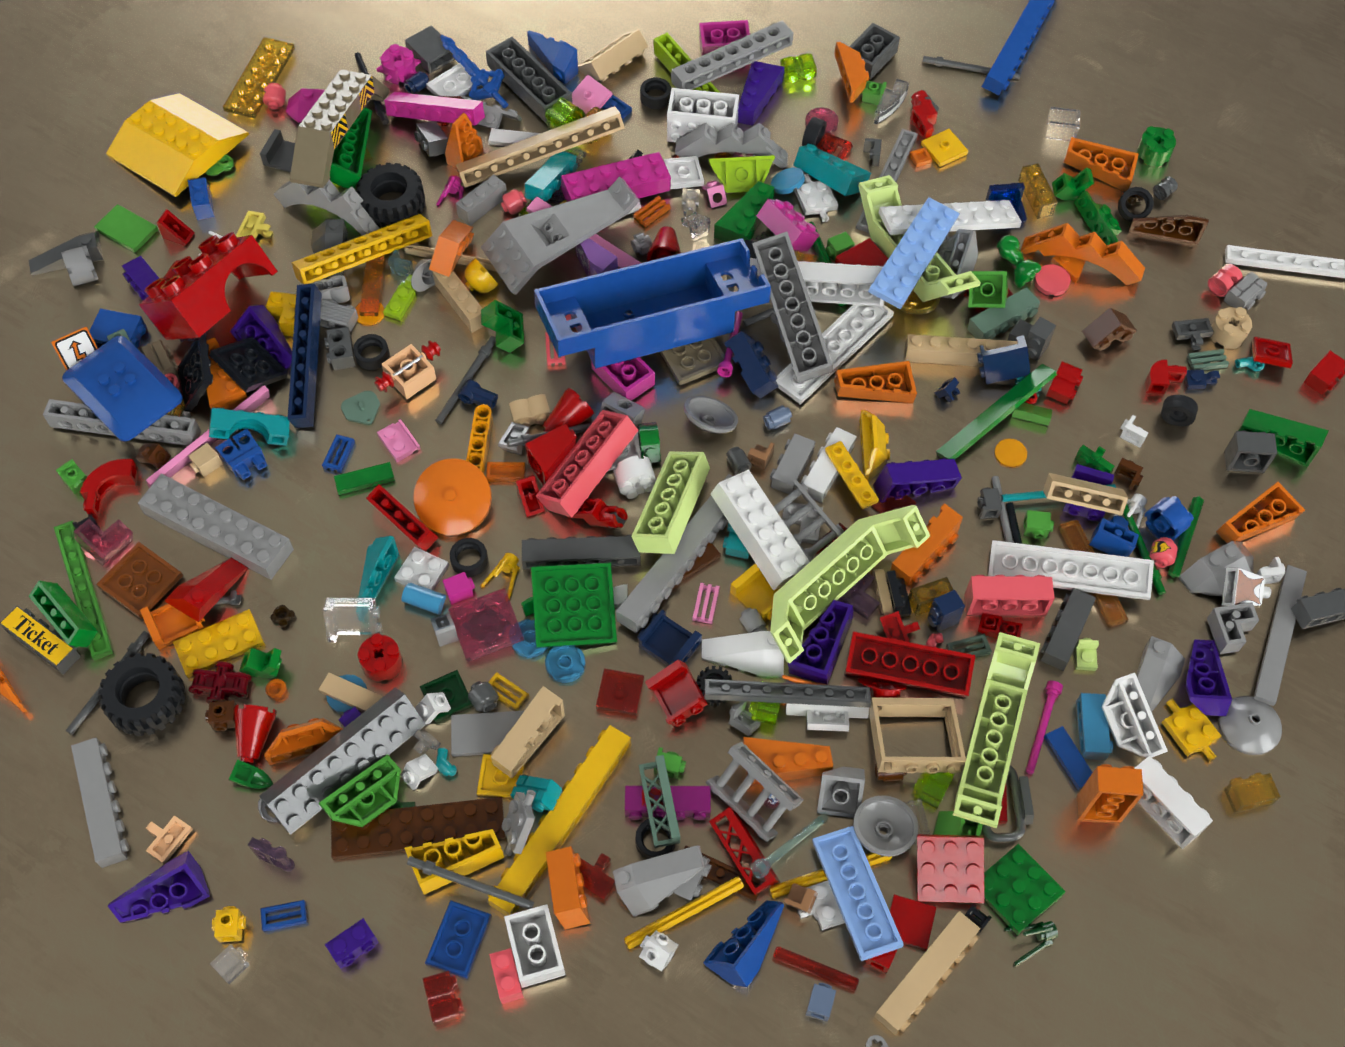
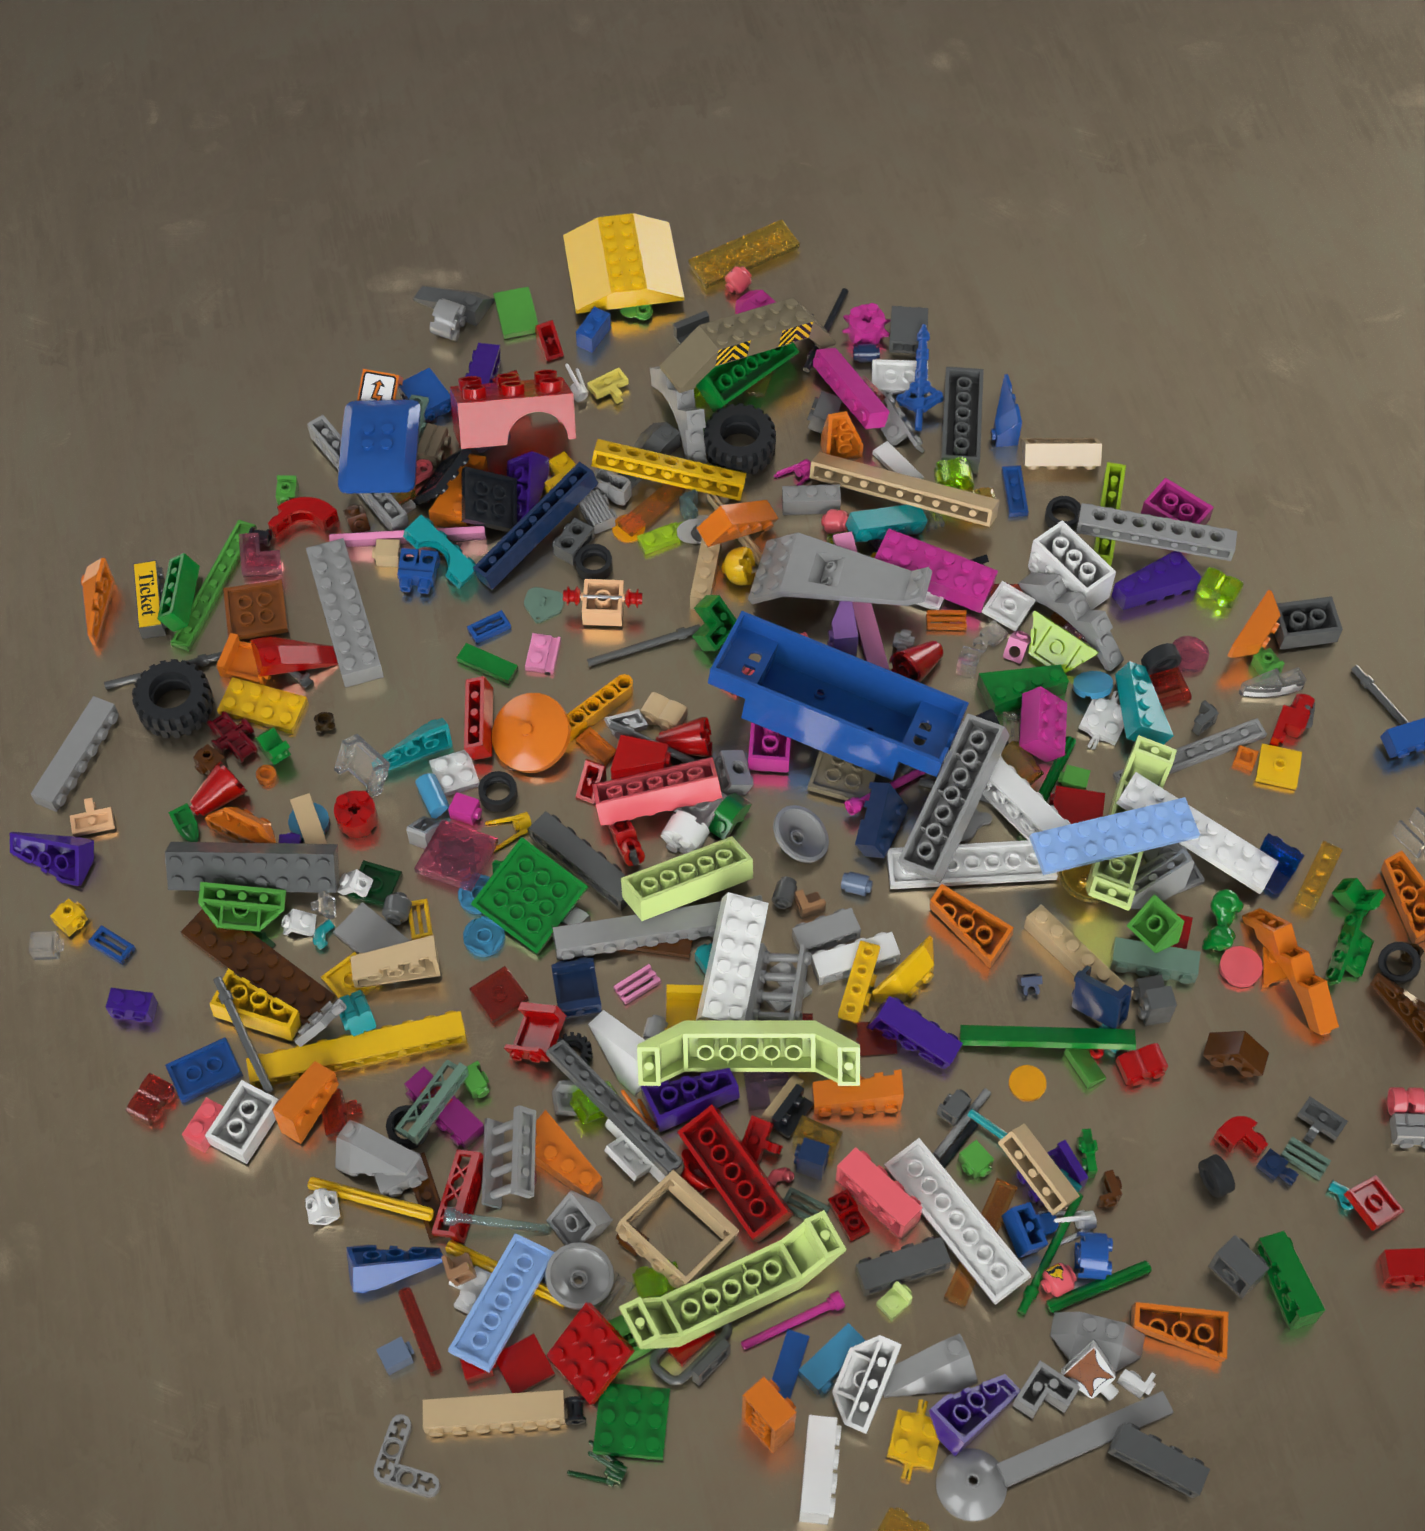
camera: 45 degrees right, 0 degrees up
(274, 856) = (141, 892): clear purple plate -> none
(475, 394) = (637, 663): dark blue piece -> none
(590, 94) = (1000, 473): bright pink plate -> none
(1132, 433) = (1152, 1159): white bracket -> none
(1231, 327) = (1367, 1139): tan brick -> none

